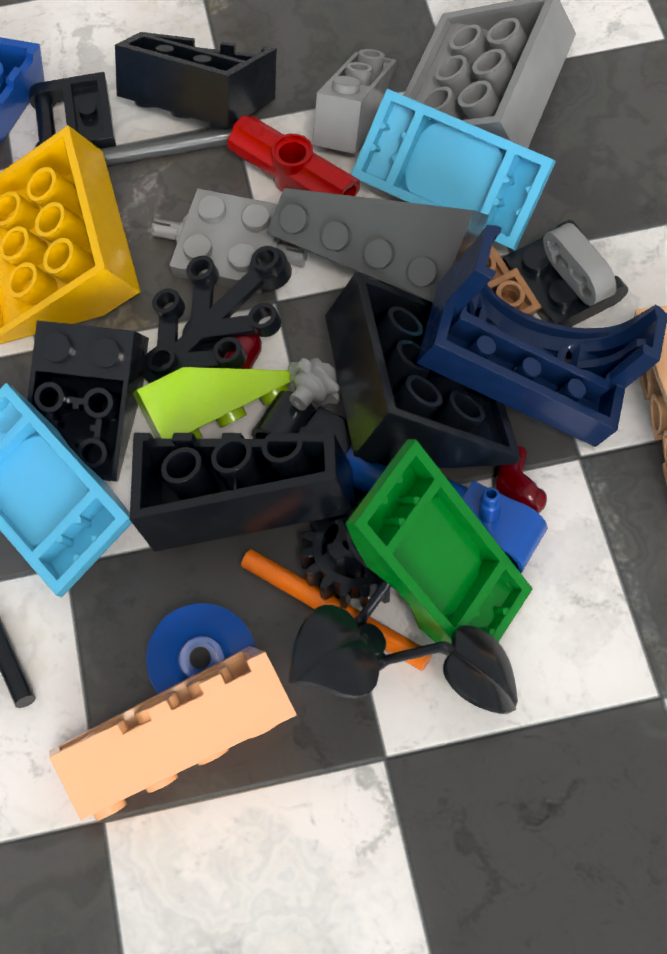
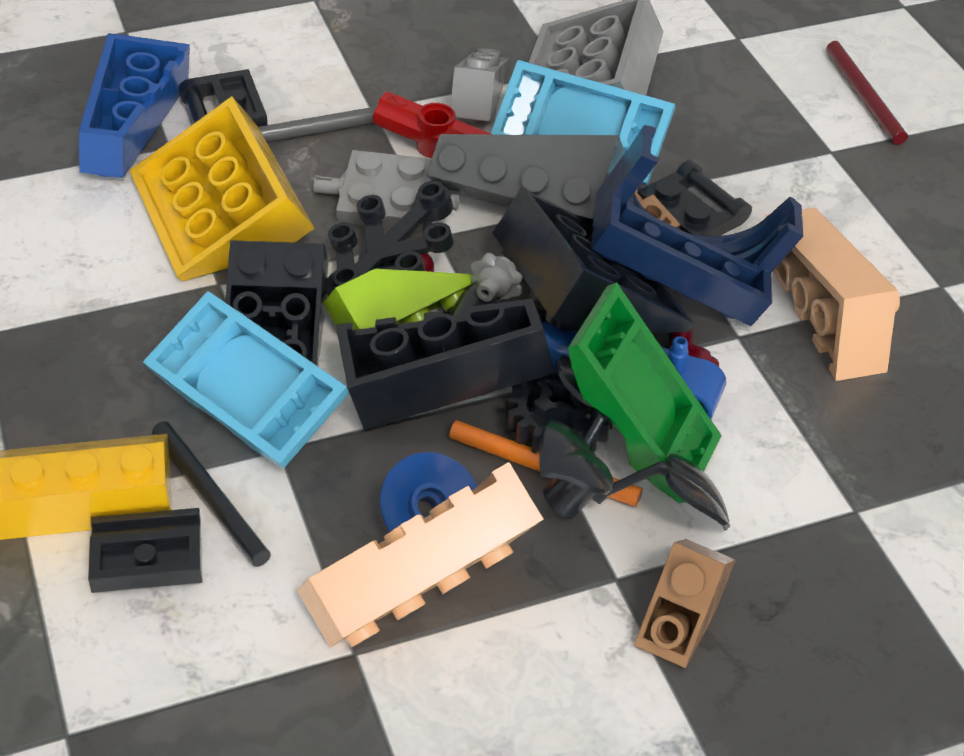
camera: 15 degrees left, 15 degrees down
(194, 80) = (333, 69): black wedge -> none
(445, 801) = (684, 601): none -> medium nougat slope
(579, 264) = (710, 184): light grey beam -> none

